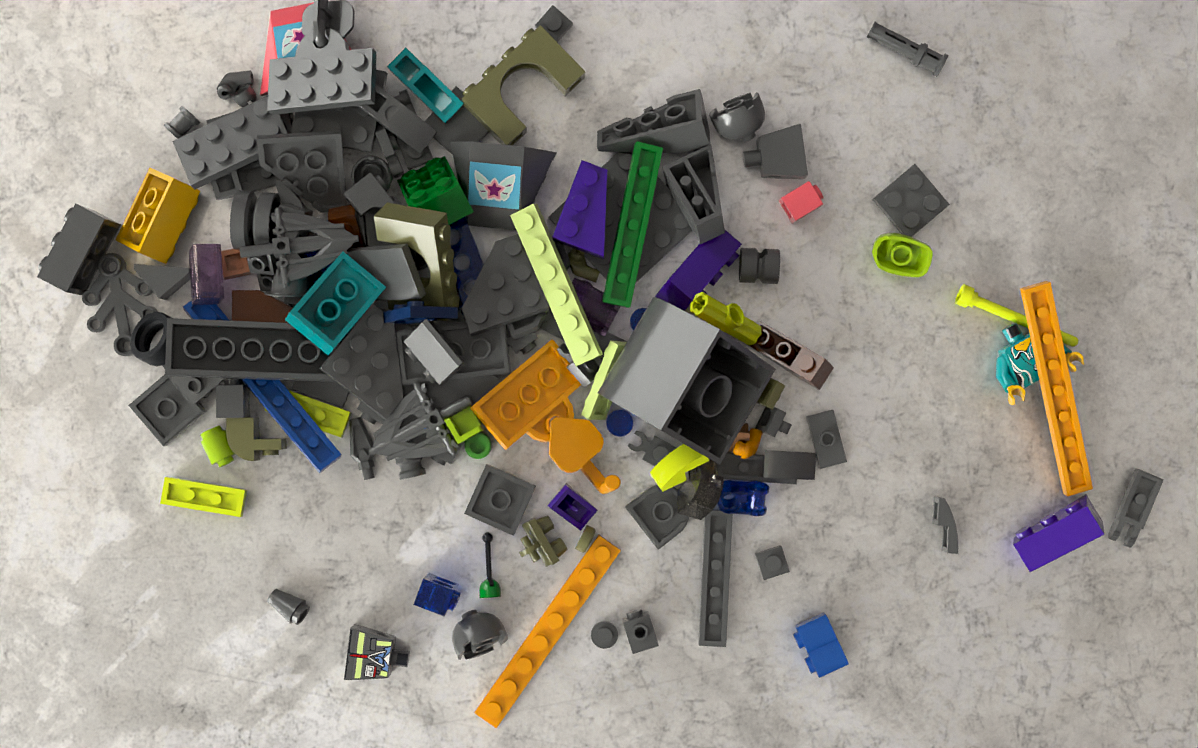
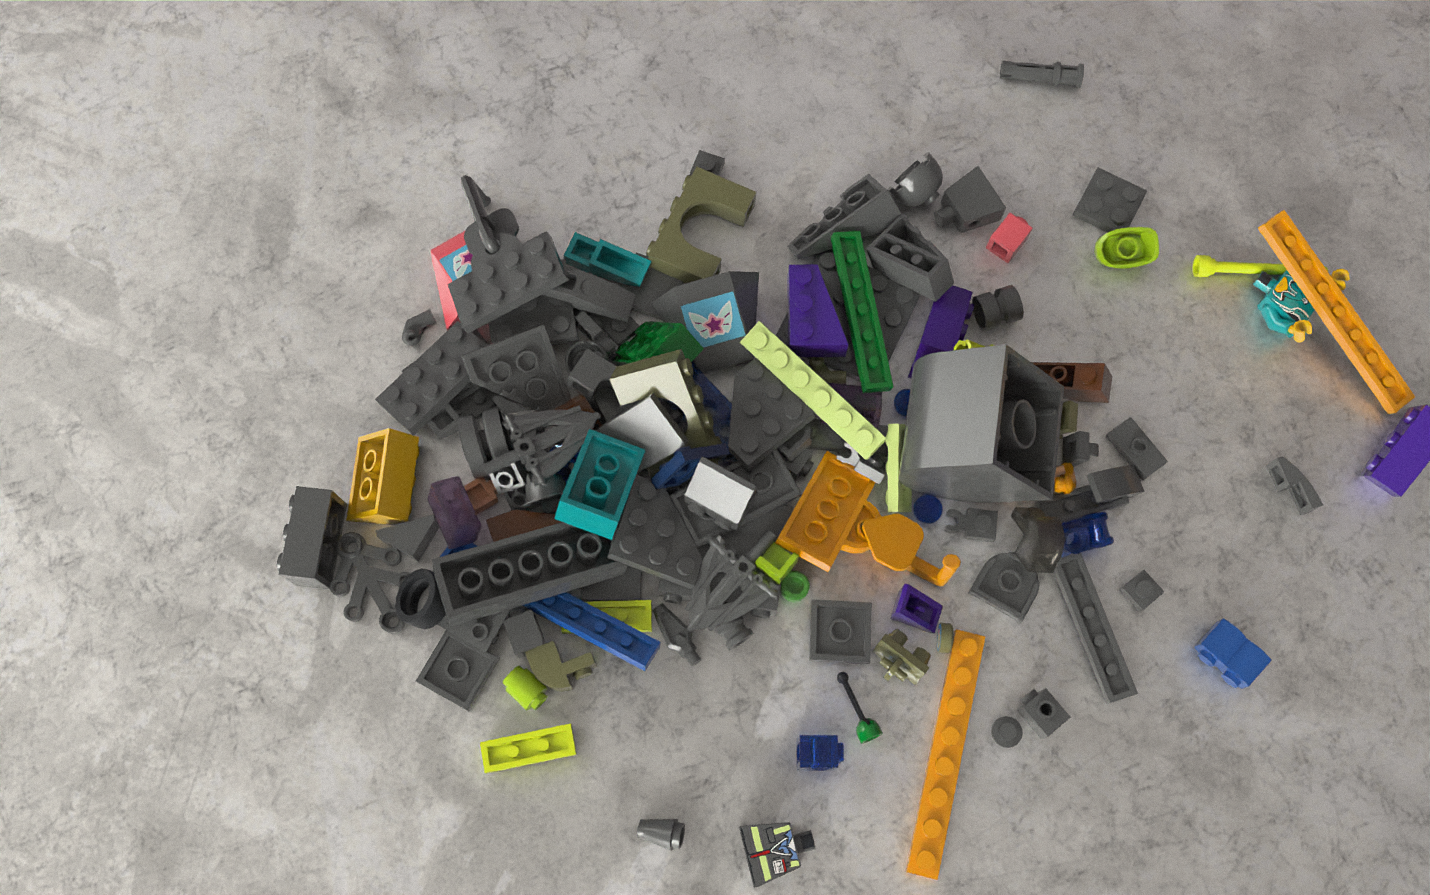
camera: 20 degrees left, 15 degrees down
(181, 123) = (378, 380): dark grey bush -> none
(244, 95) = (432, 334): dark grey hinge -> none
(477, 634) = (875, 781): dark grey cylinder -> none
(672, 468) = (1004, 528): neon yellow slope -> none

